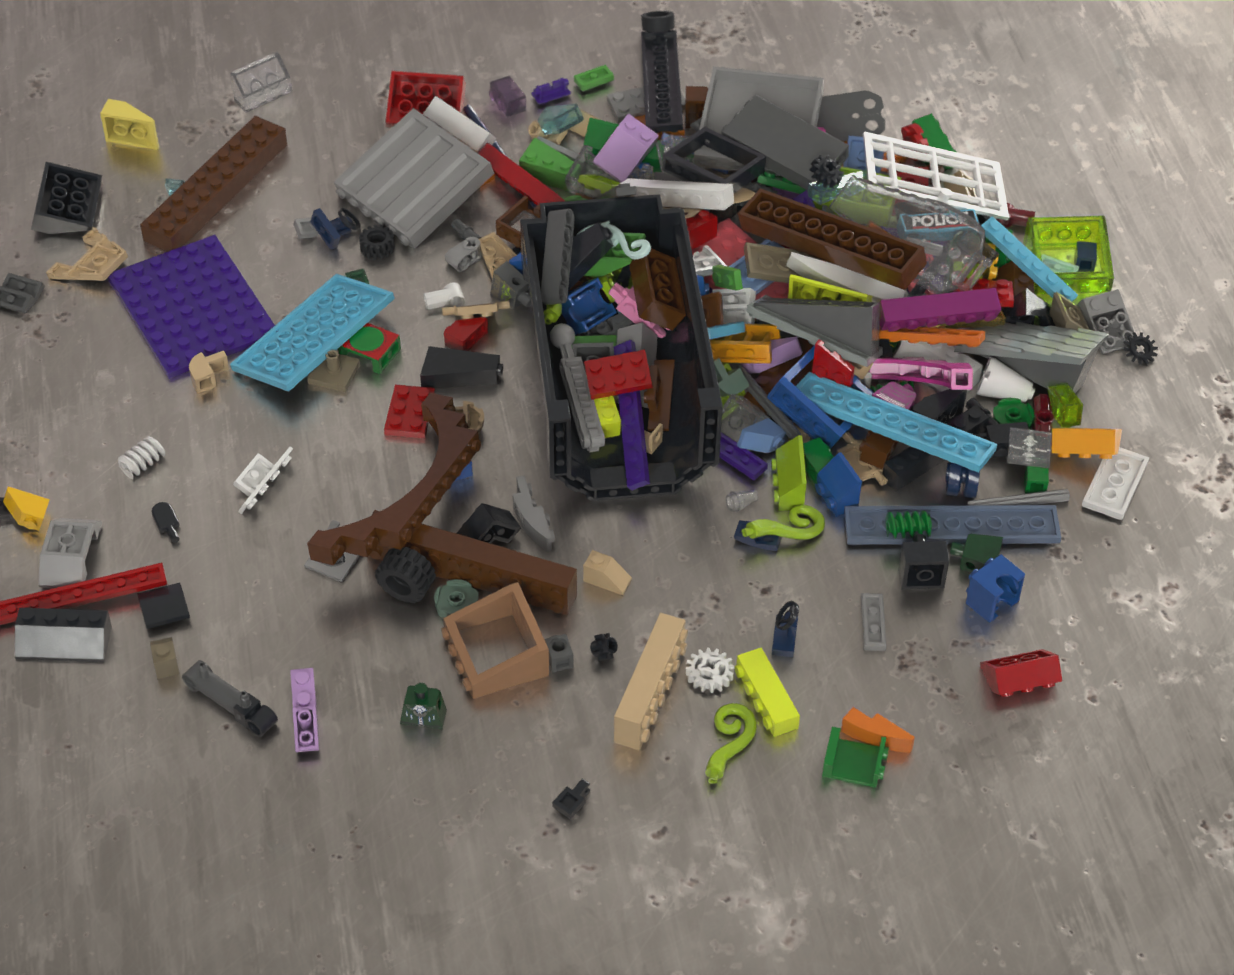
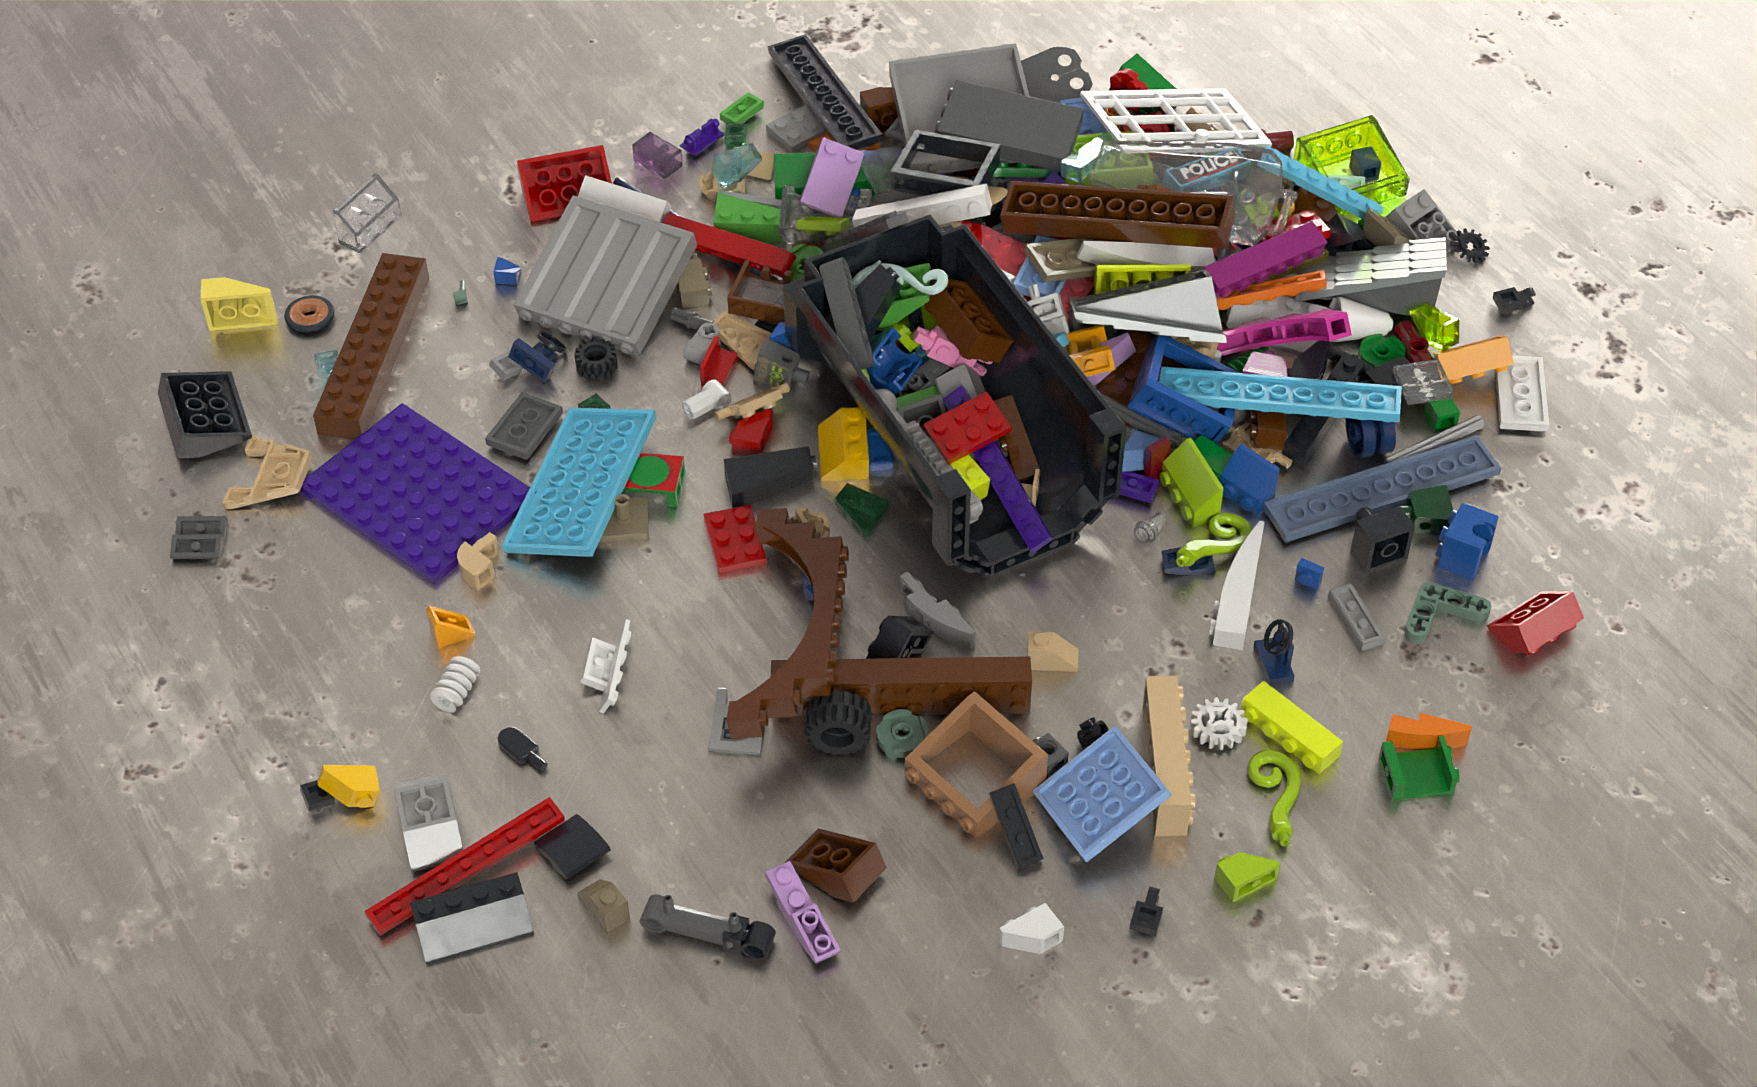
camera: 20 degrees left, 0 degrees up
(159, 413) = (448, 626): none -> light orange slope
(194, 150) = (295, 312): none -> wheel
(296, 277) = (524, 425): none -> dark grey plate
(302, 165) = (460, 296): none -> sand green hand
(345, 155) = (506, 272): none -> blue slope
(352, 683) = (838, 863): none -> reddish brown slope
(423, 707) = (932, 865): dark green torso -> none
(467, 271) = (717, 364): none -> red panel
(473, 783) = (1033, 931): none -> white slope
(481, 204) = (693, 286): none -> dark tan hinge
(501, 697) = (1016, 826): none -> black tile
(520, 416) = (861, 507): none -> clear green wing
(524, 370) = (844, 446): none -> yellow slope
(578, 693) = (1101, 793): none -> light blue plate
(579, 95) = (736, 134): none -> clear green plate
(658, 21) = (781, 29): black tyre -> none
(666, 794) = (1245, 874): none -> lime slope
(727, 277) = (1030, 287): bright green plate -> none
(769, 443) = (1155, 455): none -> dark red tile
(784, 570) = (1236, 595): none -> white slope
(826, 171) = (1076, 143): black gear -> none
(832, 365) = (1187, 352): red wing -> none
(850, 575) = (1309, 573): none -> blue plate
(908, 523) = (1344, 500): green piece -> none
(943, 631) = (1433, 603): none -> sand green beam
(1150, 403) = (1511, 299): none -> black plate

